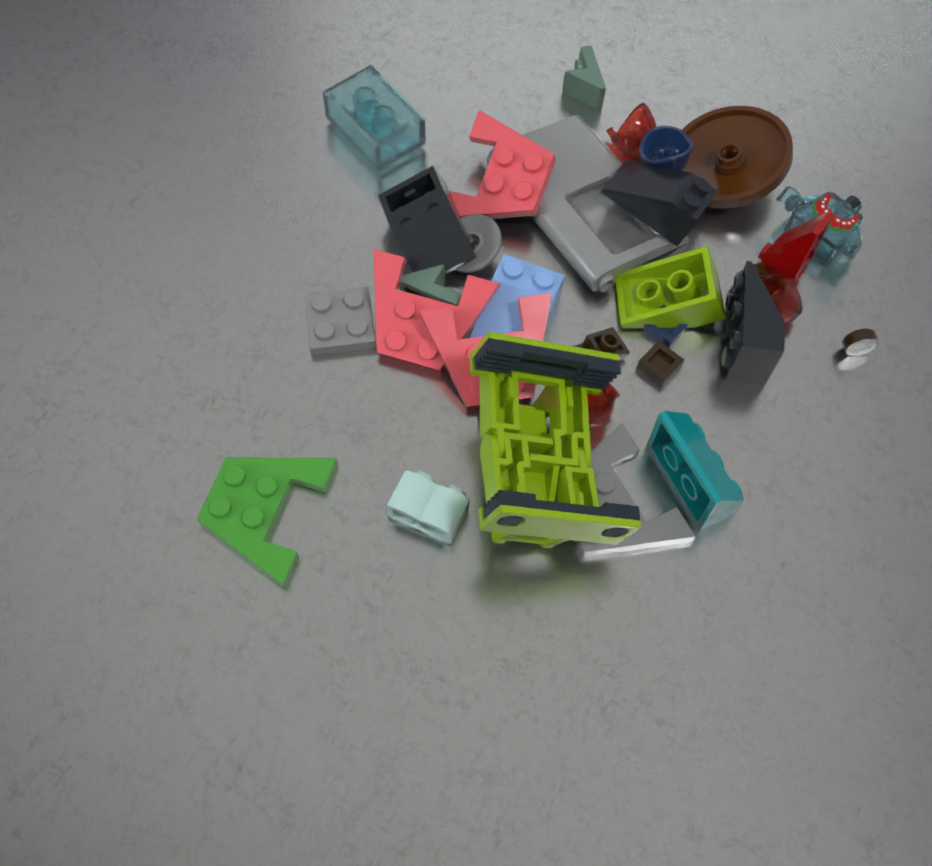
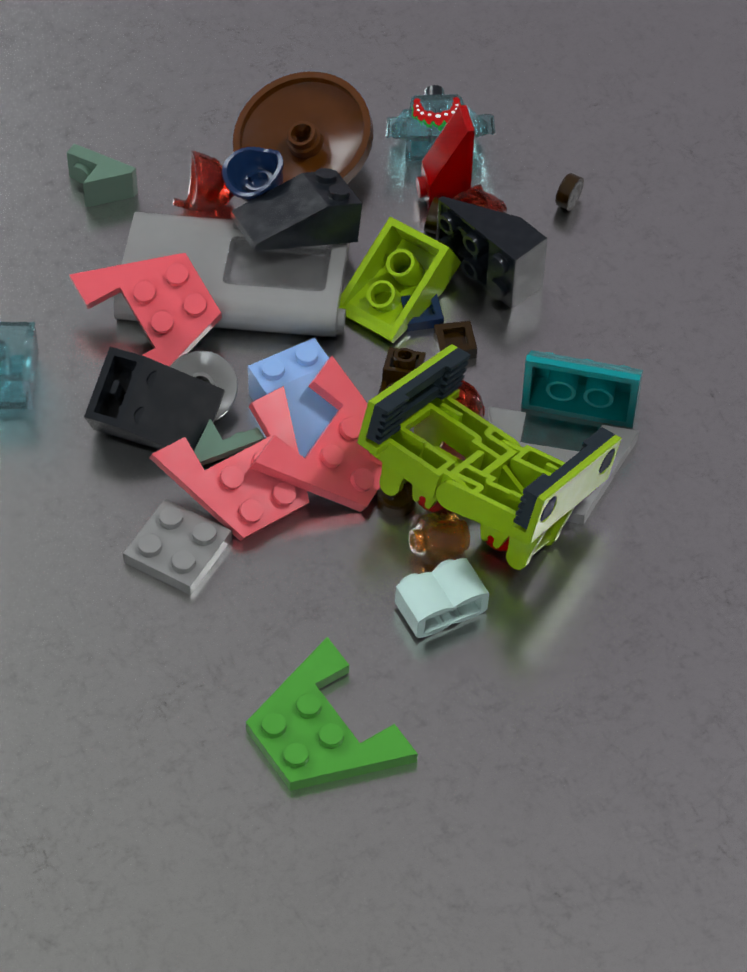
camera: 50 degrees left, 10 degrees down
(469, 470) = (439, 537): none -> clear orange head

